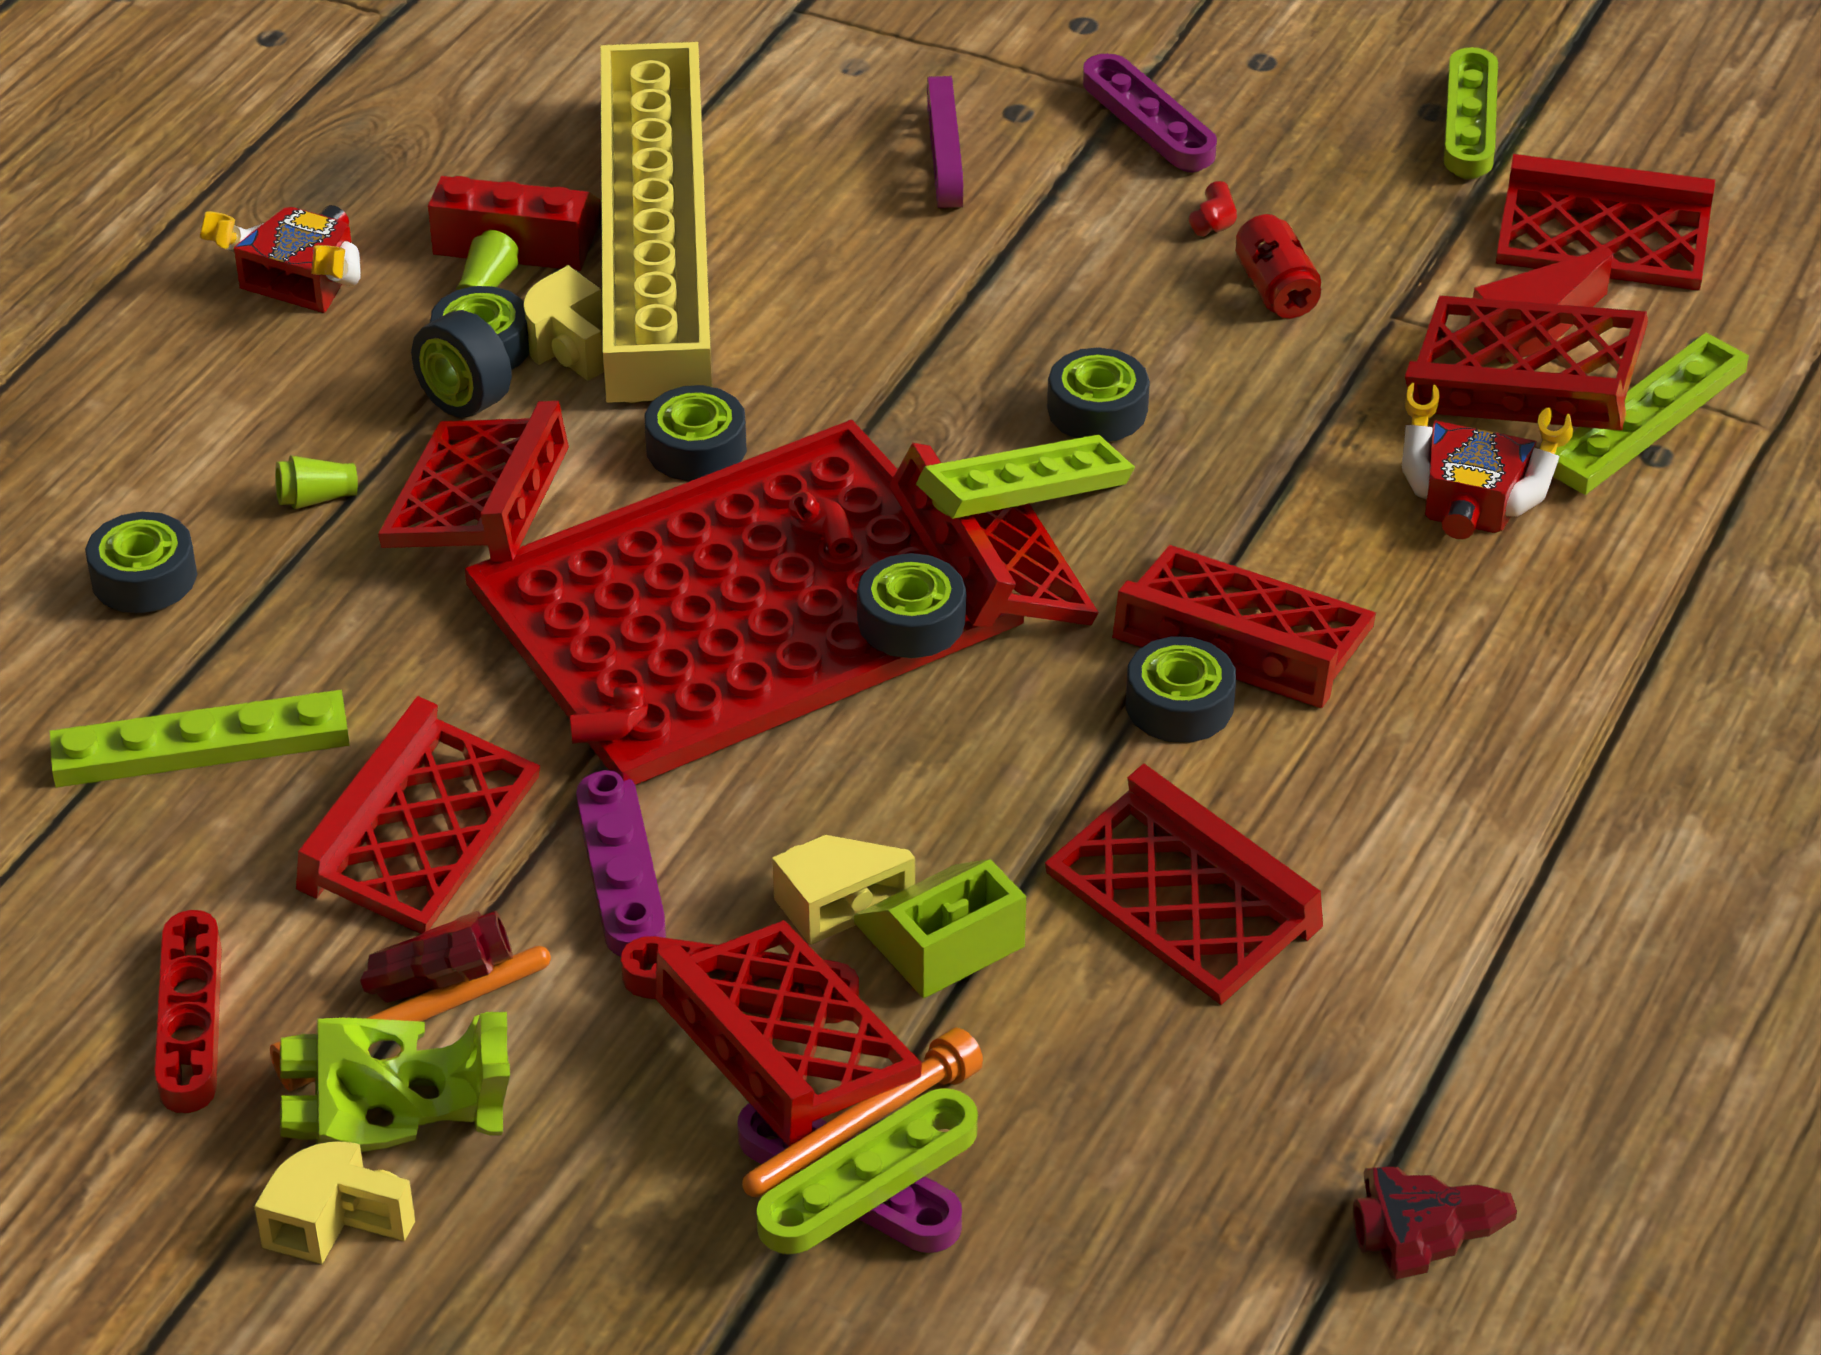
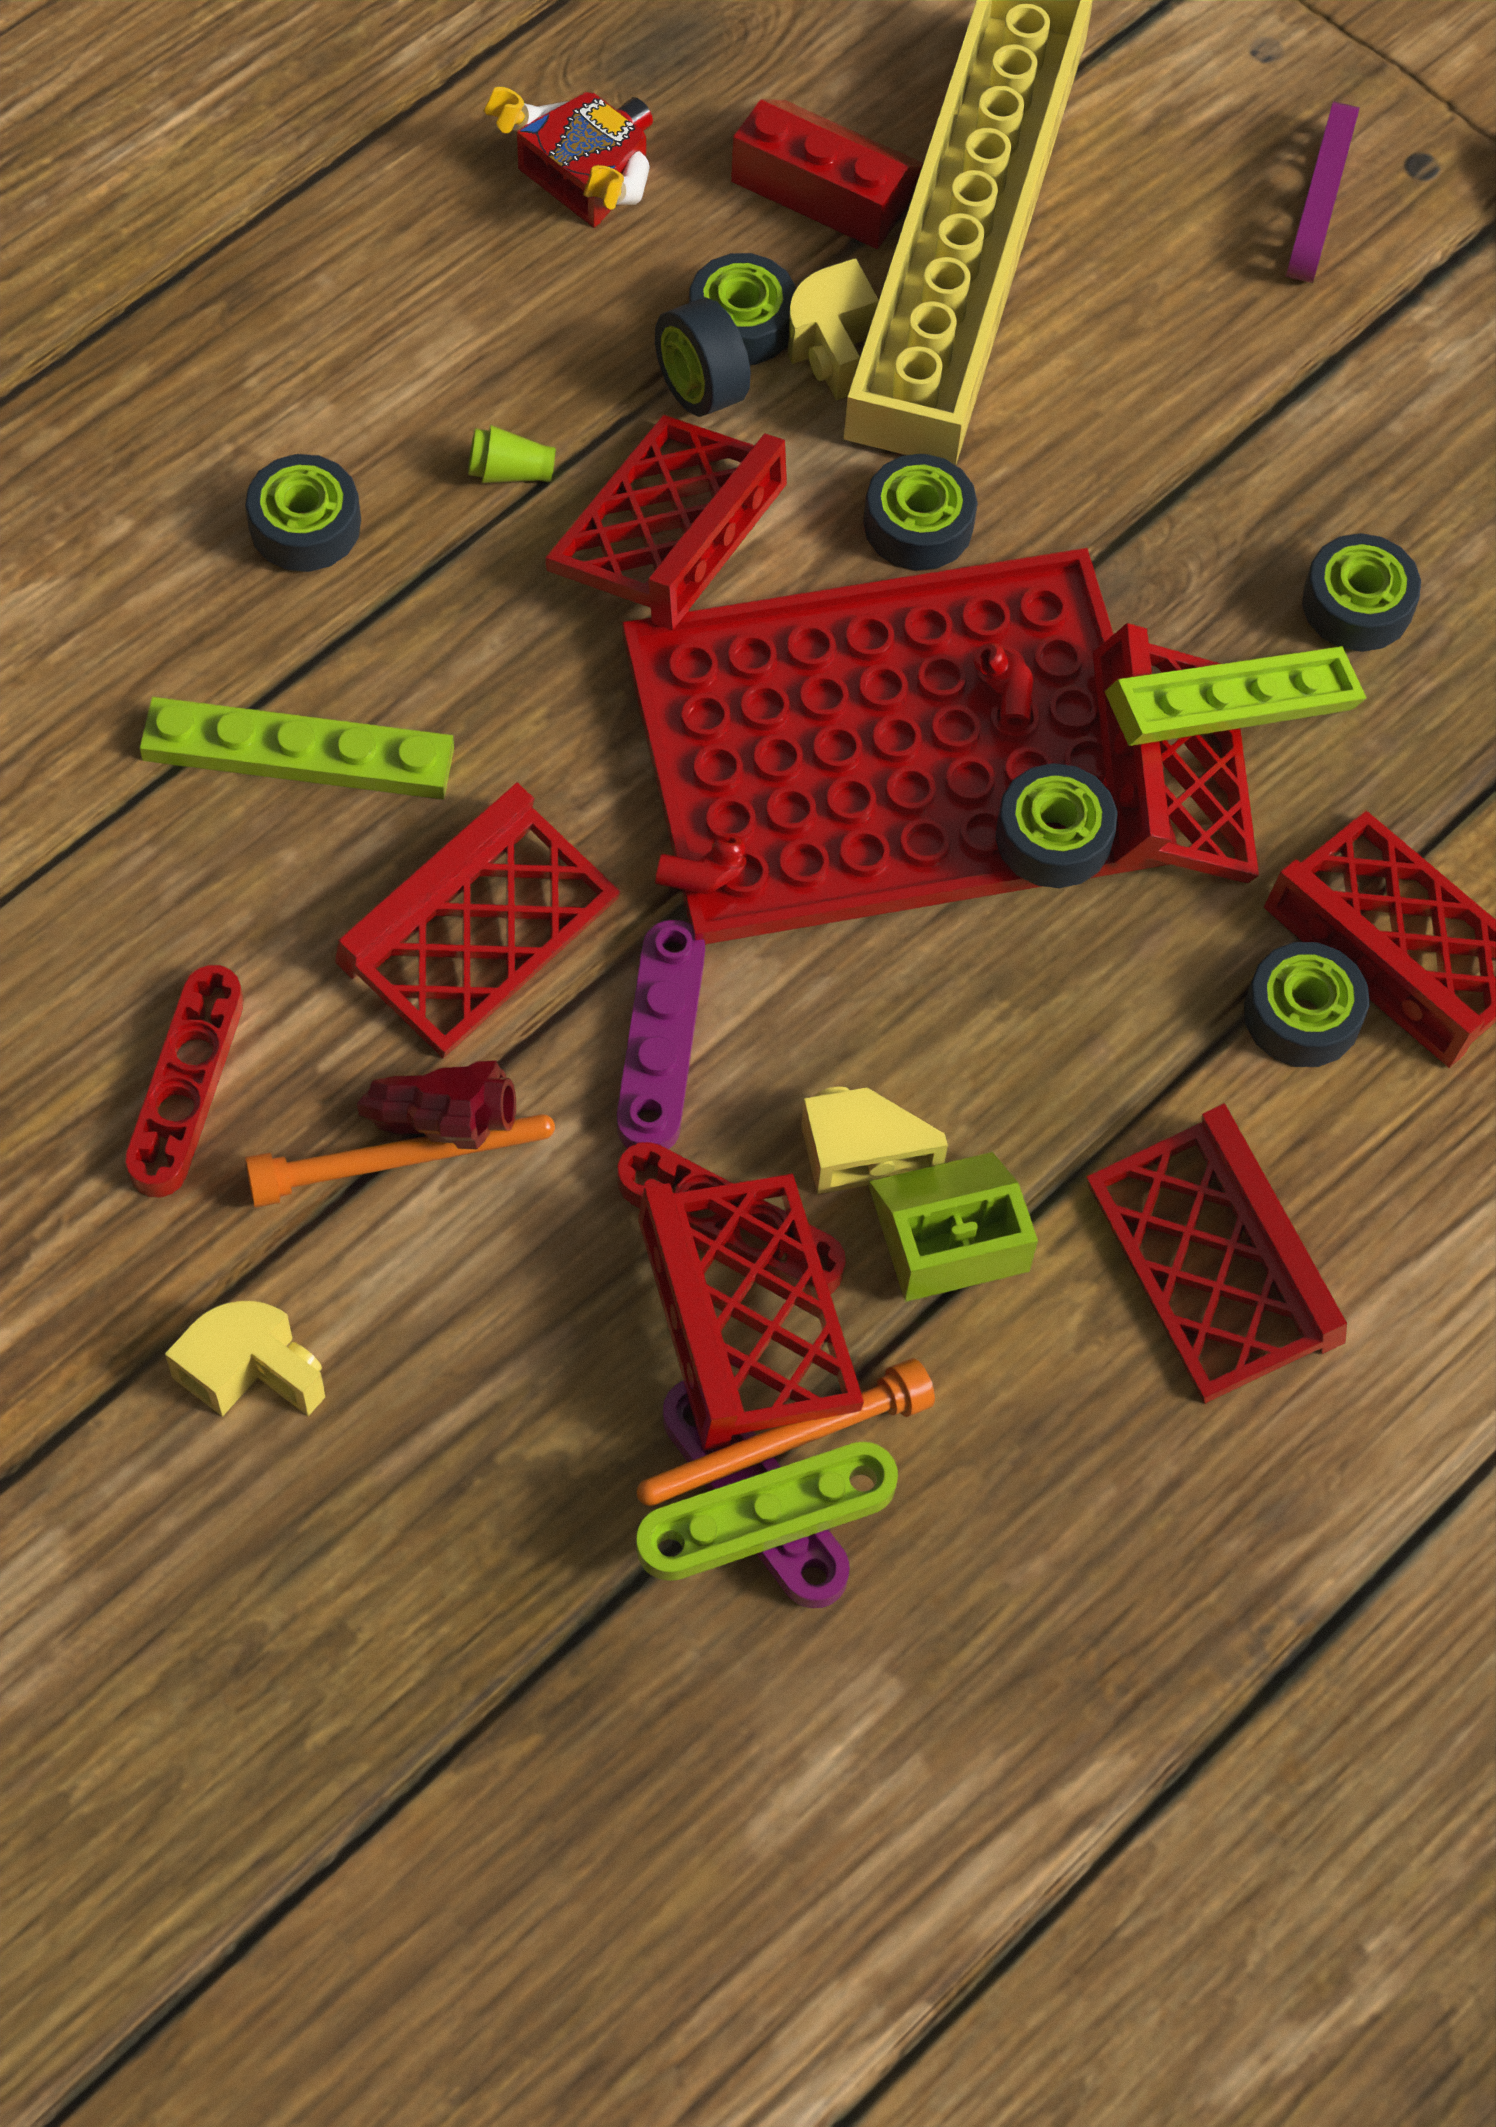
camera: 15 degrees right, 20 degrees up
(348, 1081) = (307, 1236): lime hips -> none
(489, 260) = (778, 221): lime cone -> none
(1423, 1218) = (1306, 1739): dark red rock -> none

